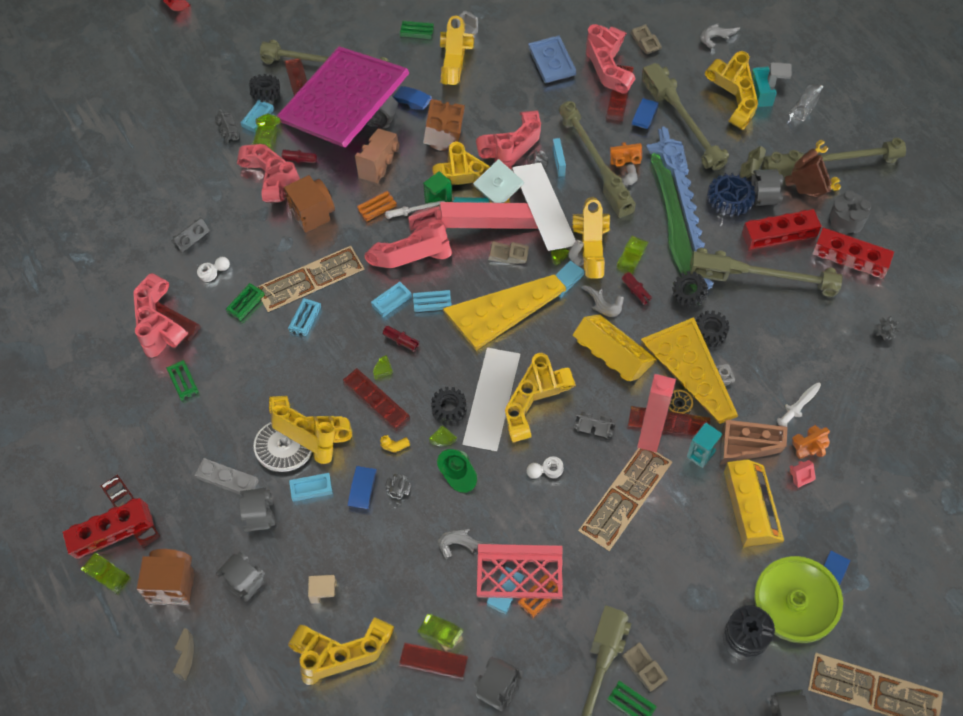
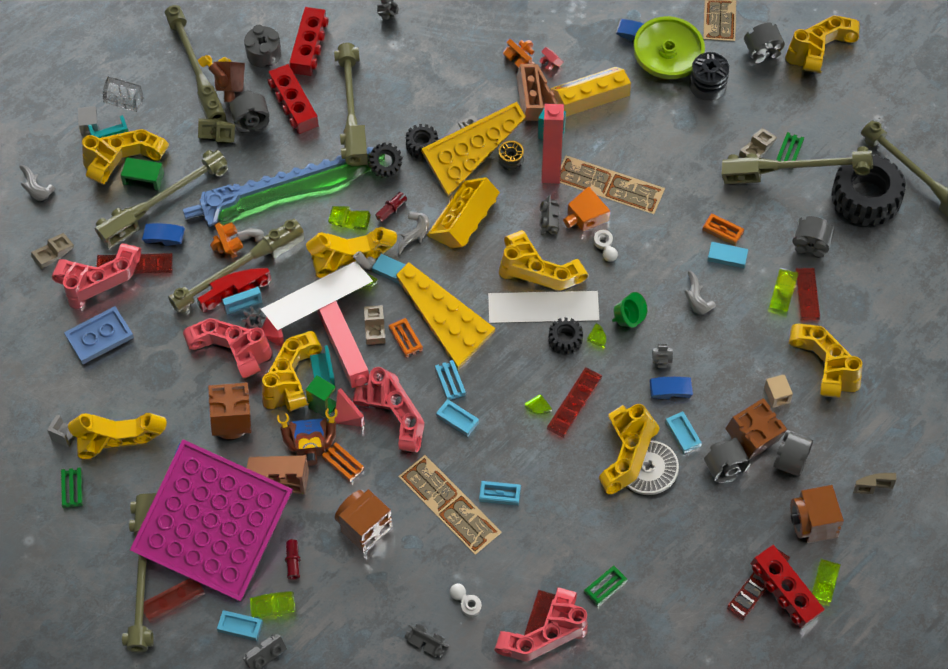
camera: 105 degrees left, 0 degrees up
(225, 477) = (697, 508): light grey plate -> none
(247, 303) = (494, 562): green tile -> none
(264, 88) = (193, 617): black tyre -> none
(267, 120) = (248, 606): clear neon green tile -> none
(277, 171) = (337, 564): coral connector -> none
(277, 543) = (756, 428): none -> dark orange piece
(393, 446) = (620, 373): yellow arm -> none
(401, 338) = (503, 395): dark red axle -> none
(405, 210) = (343, 430): white sword -> none
(406, 180) = (309, 436): none -> torso
(488, 278) = (412, 350): none -> orange tile
(498, 183) = (302, 337): light aqua plate -> none
(517, 554) = (696, 251): coral fence -> none
(575, 152) = (233, 284): none -> red slope
(592, 459) = (587, 211): none -> orange torso
(674, 421) = (531, 159): clear red tile -> none
(712, 105) = (142, 171): none -> green panel
(733, 190) = (259, 143): dark blue gear -> none
(794, 410) = (487, 71): white sword -> none

